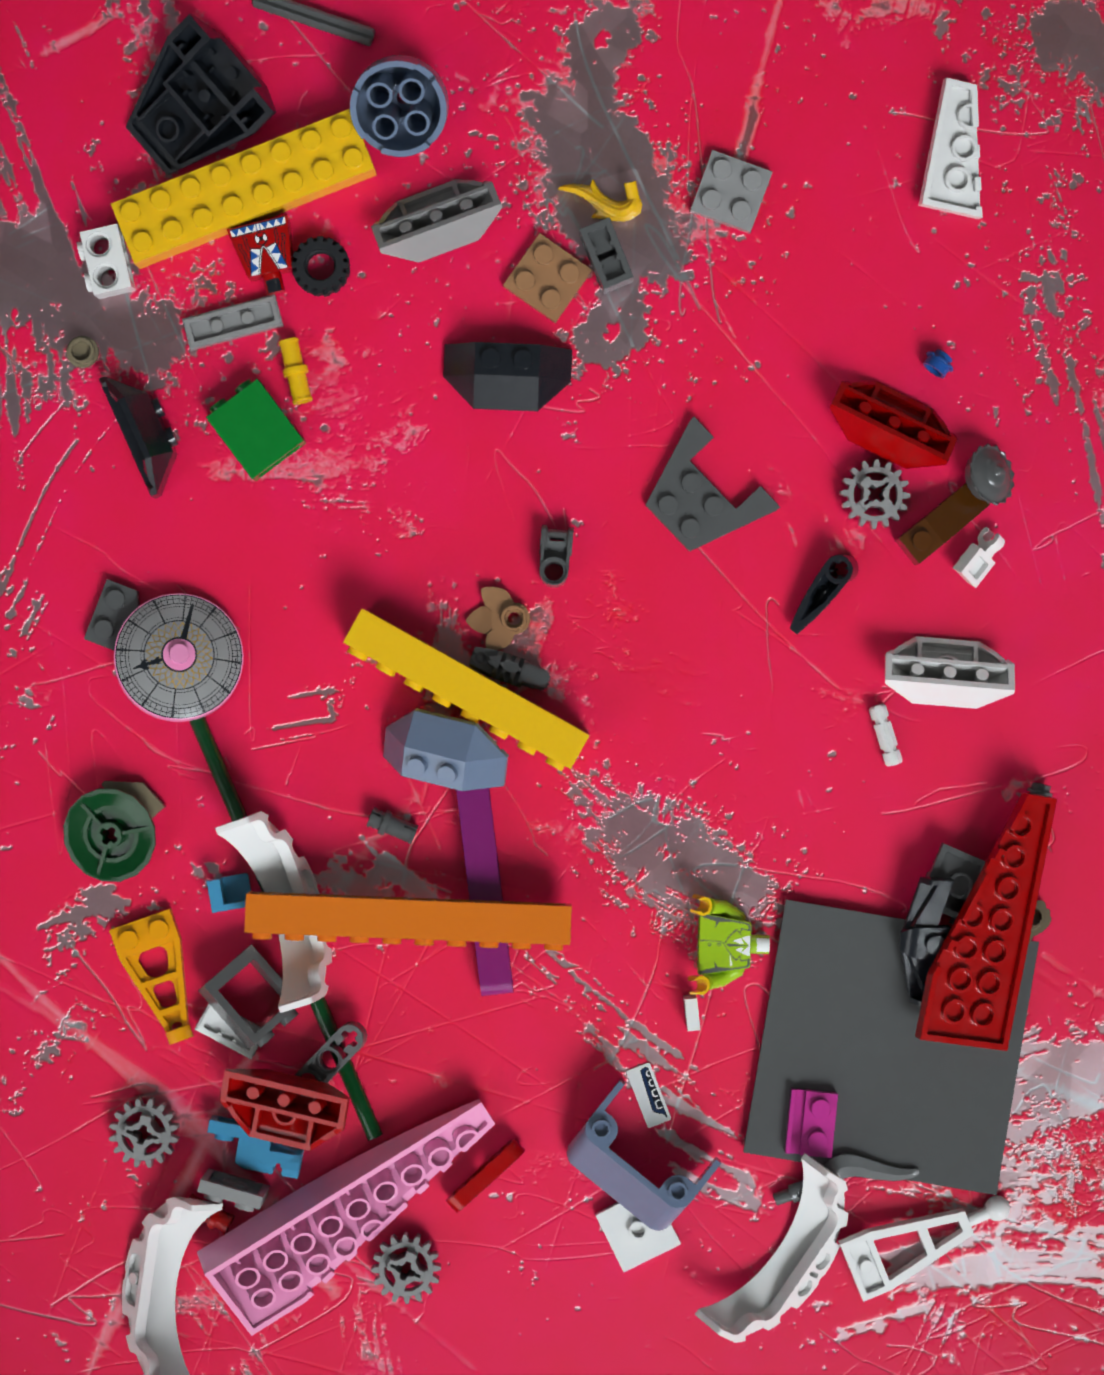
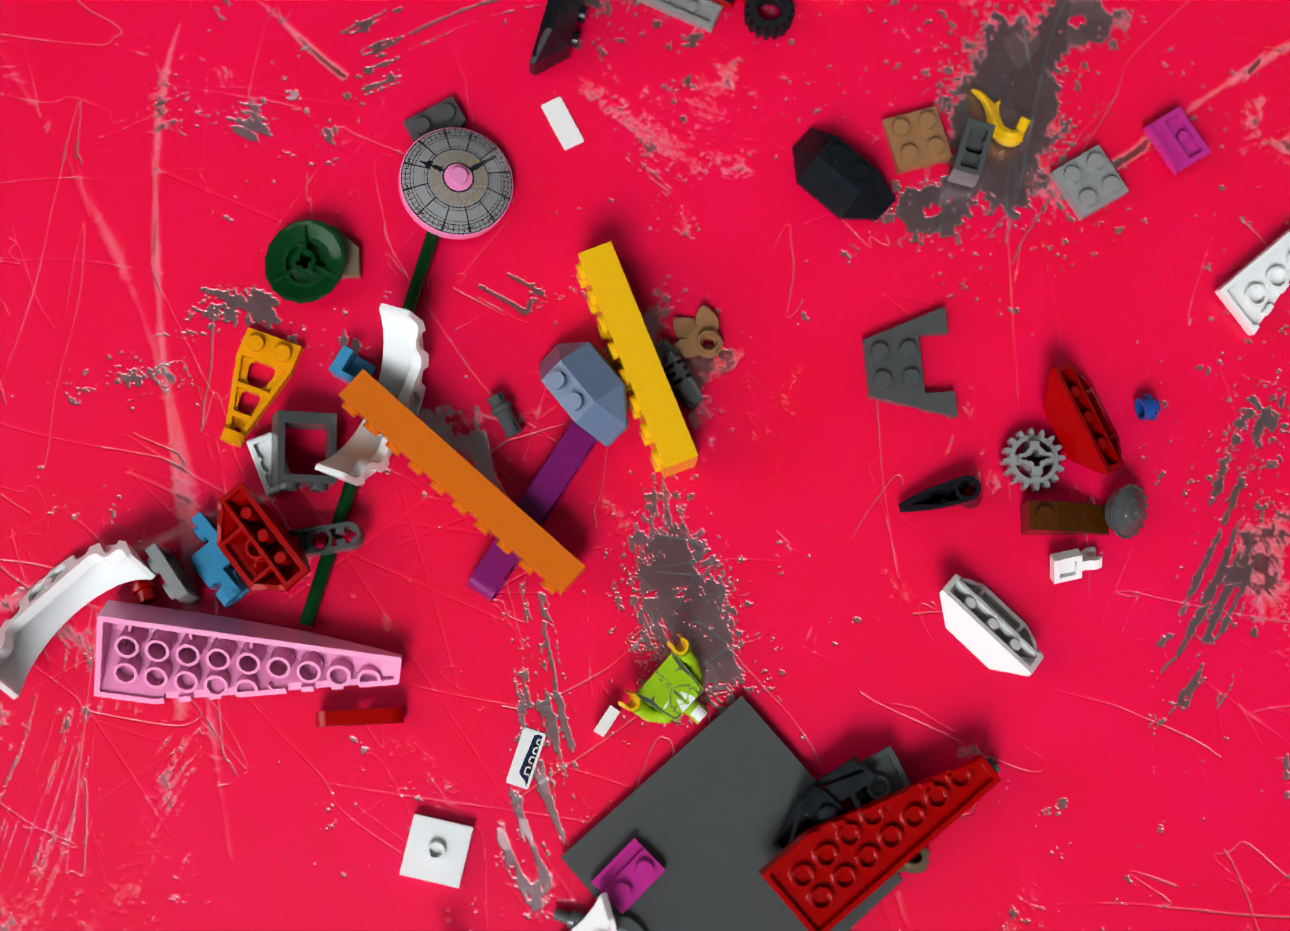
camera: 25 degrees right, 10 degrees down
(158, 1134) = (137, 491): light grey gear -> none
(222, 521) = (562, 123): none -> white sticker
(255, 429) = (636, 79): green brick -> none
(295, 371) = (695, 64): yellow pin -> none
(395, 1262) = (238, 725): light grey gear -> none
(437, 220) = (873, 43): light grey wedge -> none
(555, 553) = (775, 320): dark grey piece -> none
(648, 1203) = (462, 838): sand blue windscreen -> none
(779, 87) = (1176, 140): none -> dark pink plate
(885, 735) = (907, 636): white axle -> none

